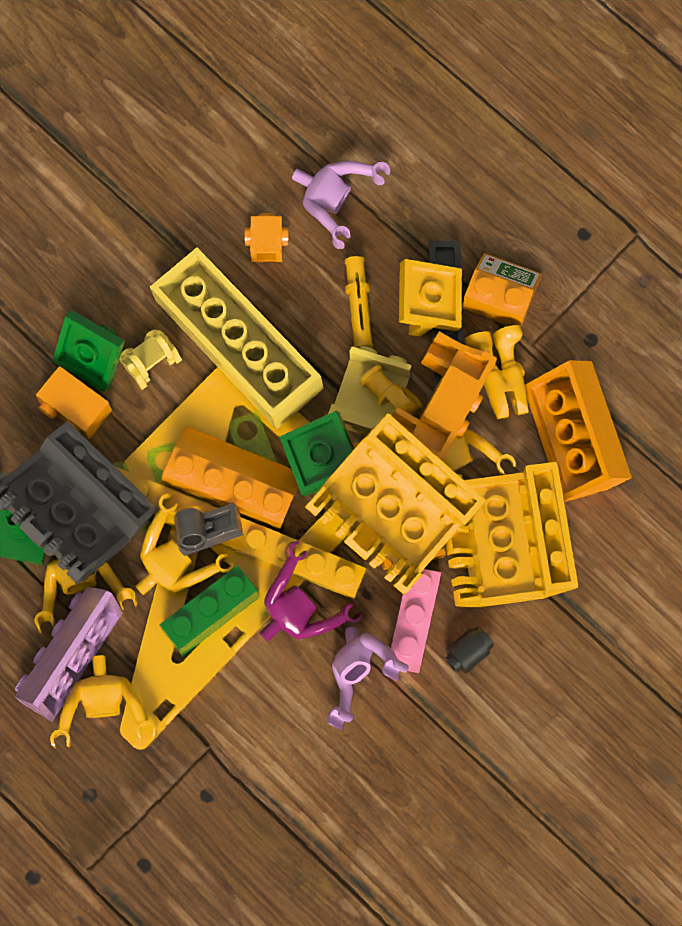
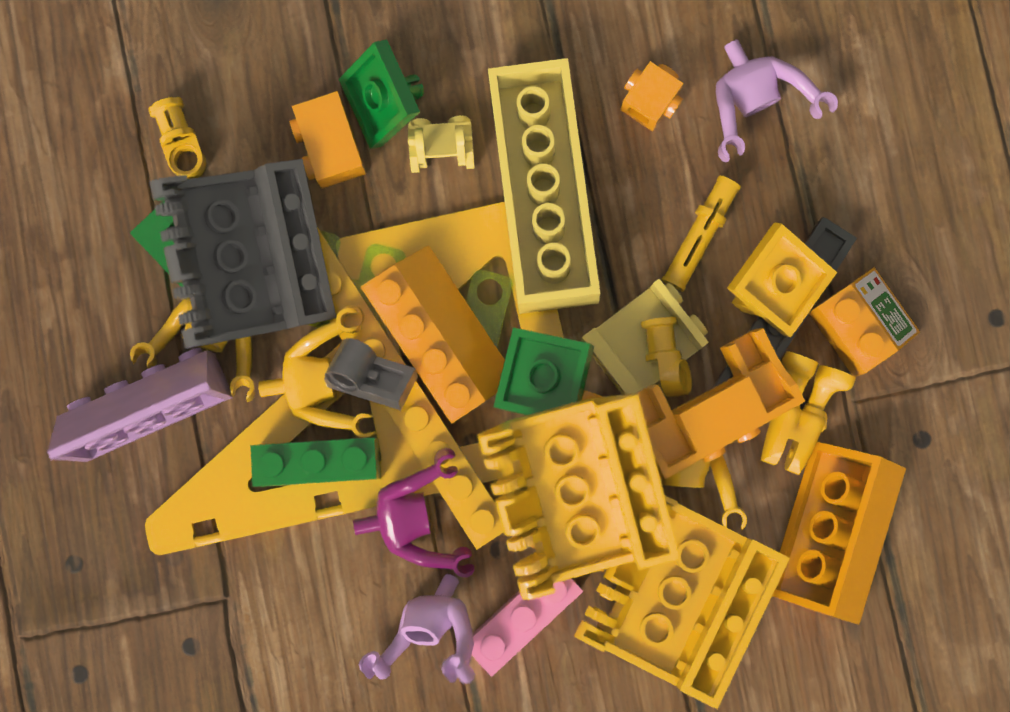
camera: 35 degrees right, 10 degrees up
(101, 698) = (148, 473): yellow piece -> none
(468, 650) = (557, 687): pearl dark grey brick -> none

